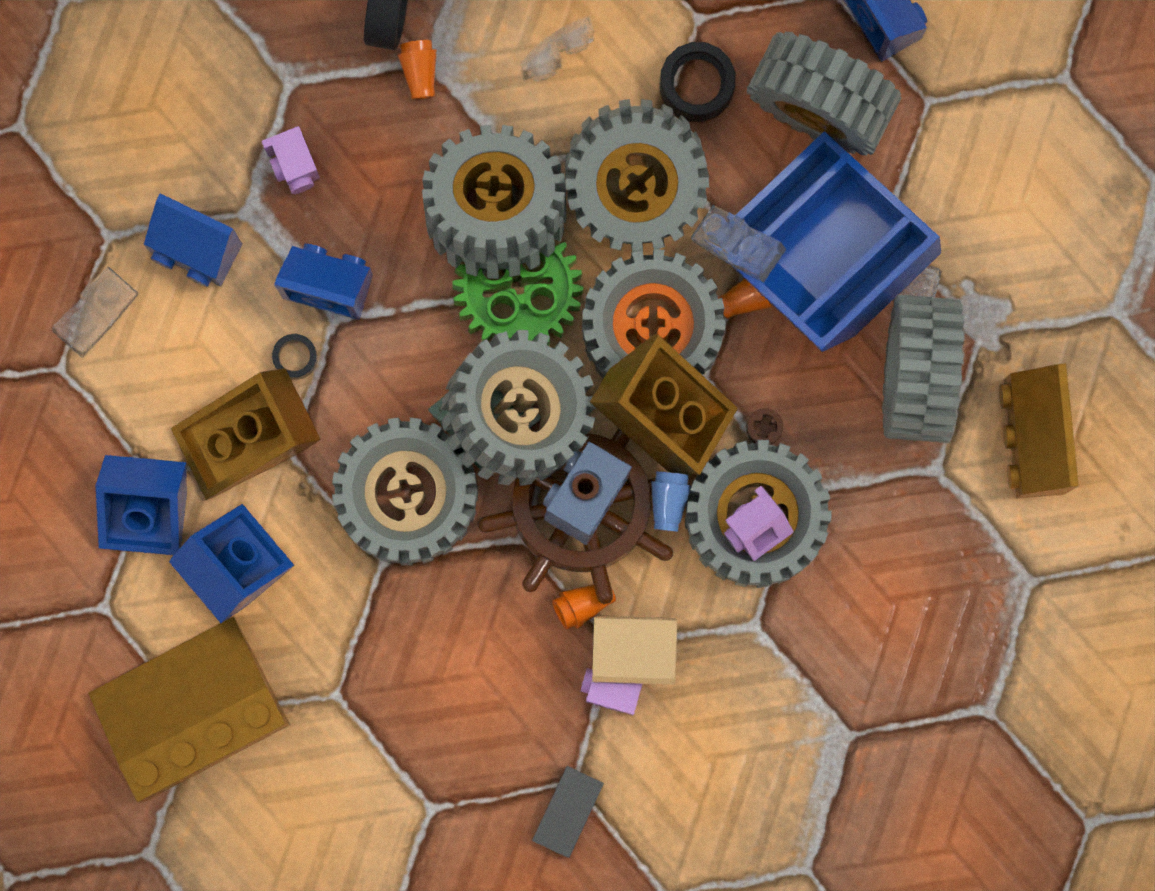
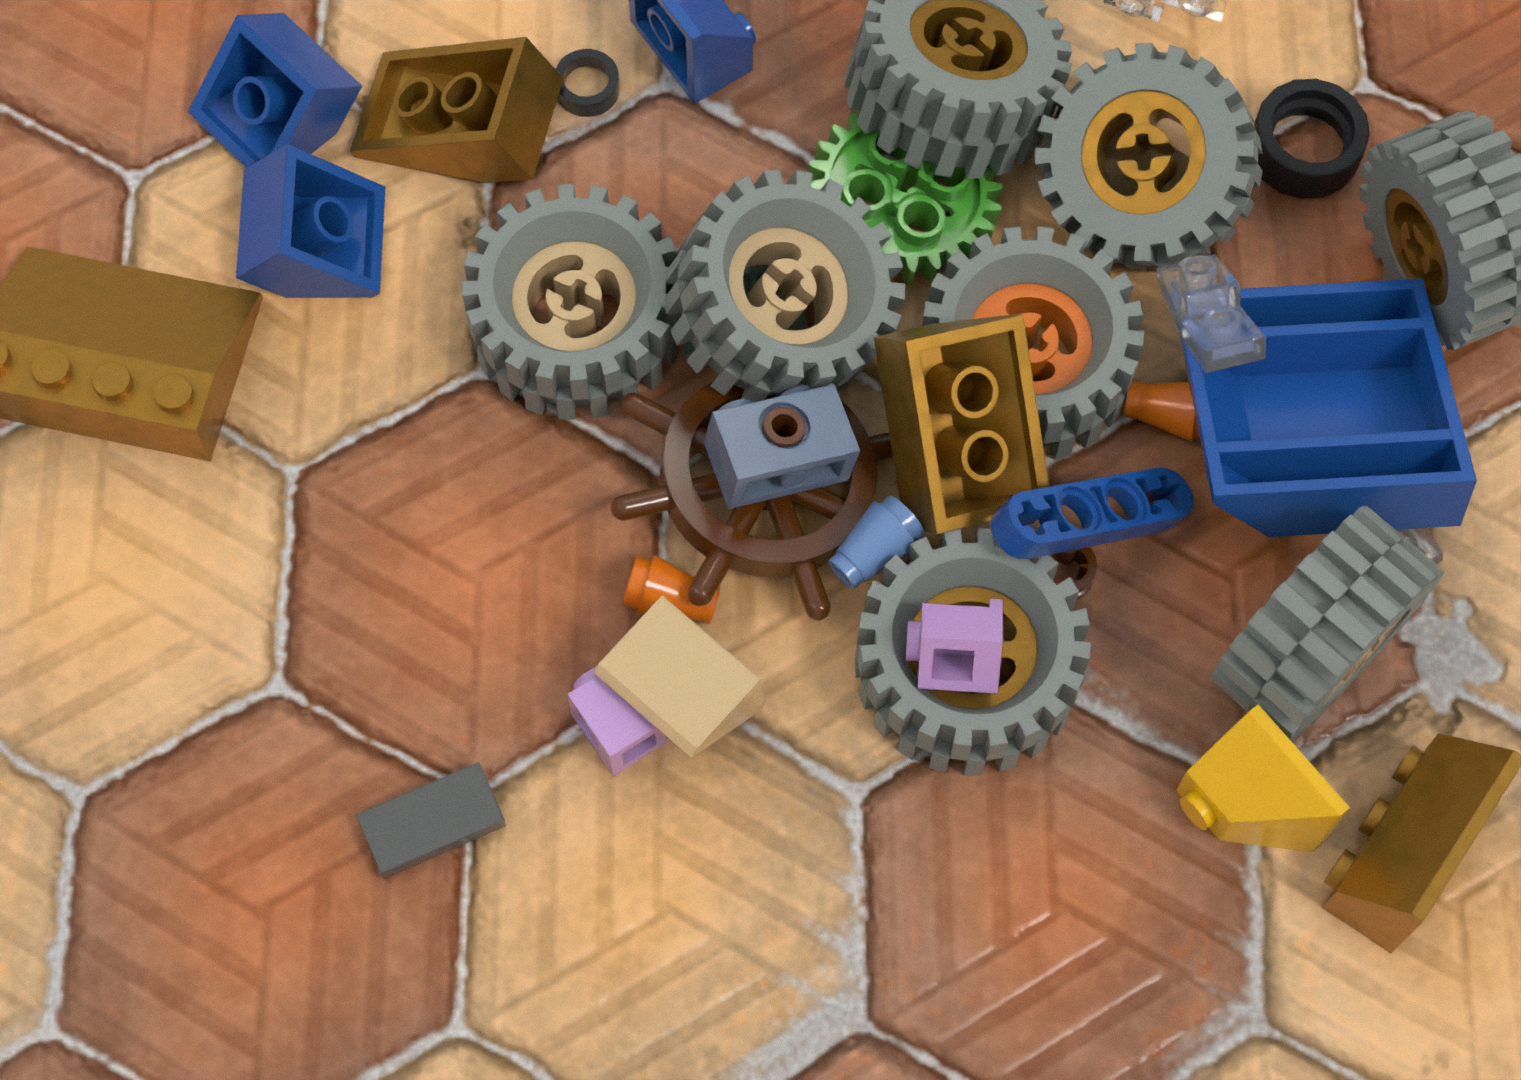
camera: 40 degrees right, 15 degrees down
(762, 395) = (1090, 503): none -> blue beam
(945, 471) = (1260, 790): none -> yellow slope

